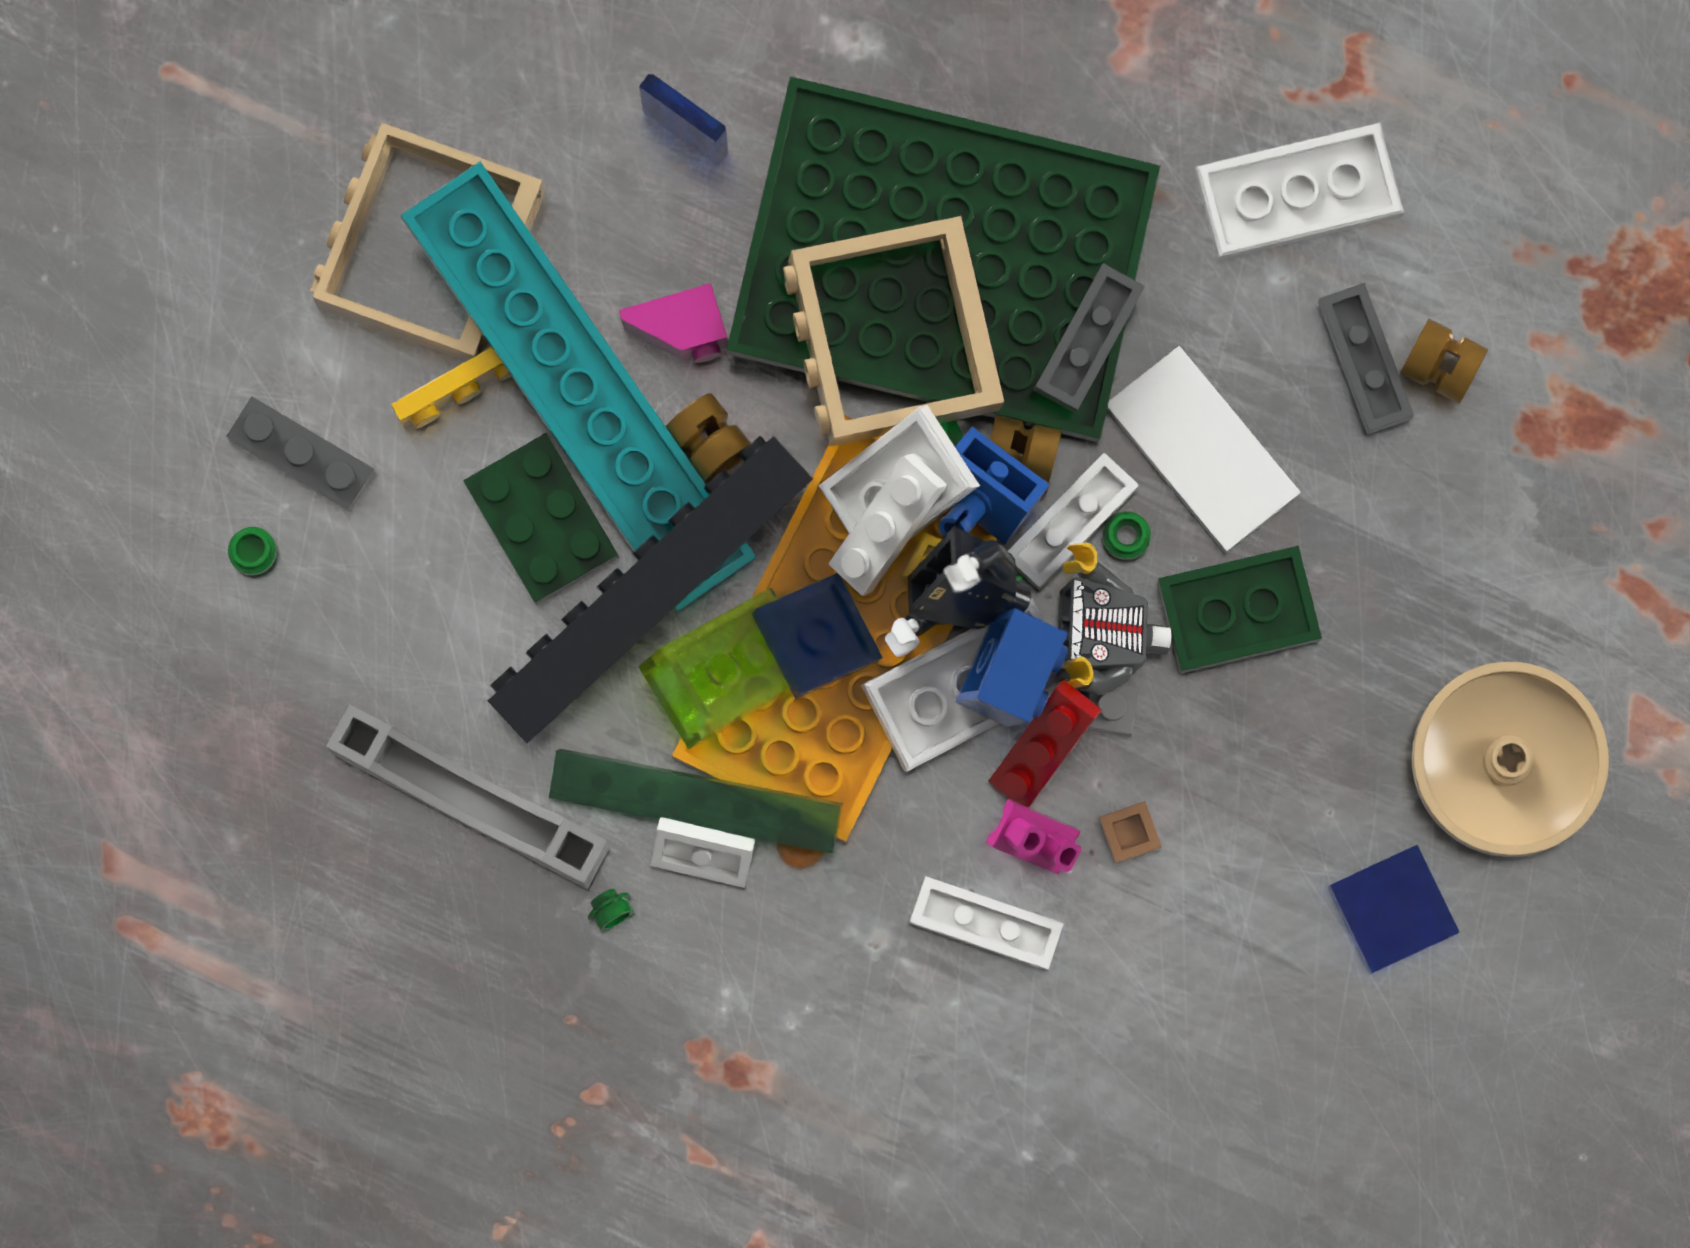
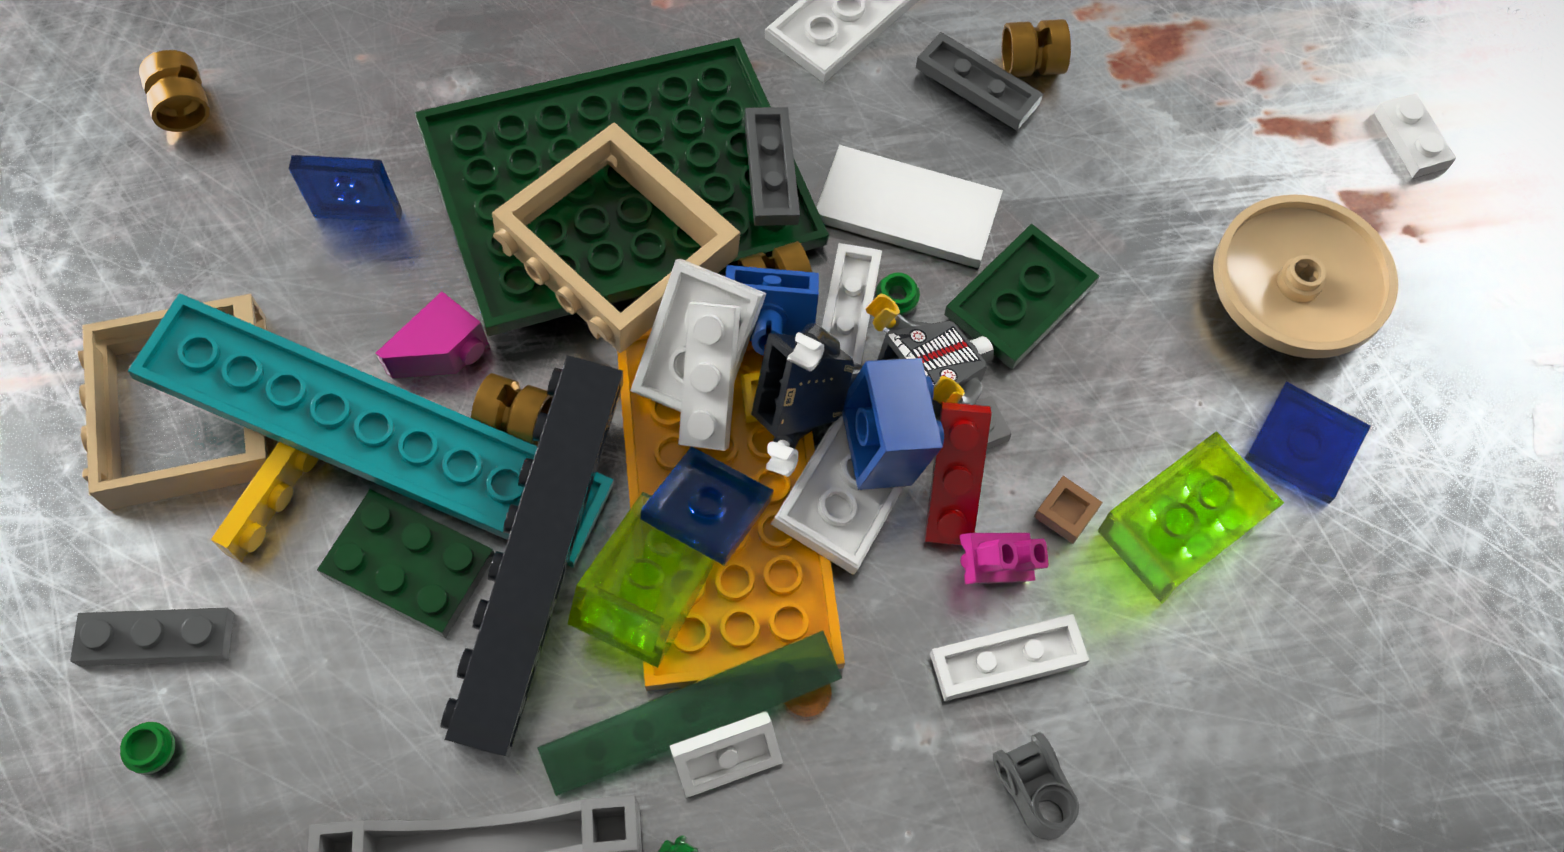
camera: 35 degrees left, 15 degrees down
(934, 1035) = (1035, 775): none -> dark grey piece
(1223, 907) = (1189, 516): none -> clear neon green brick

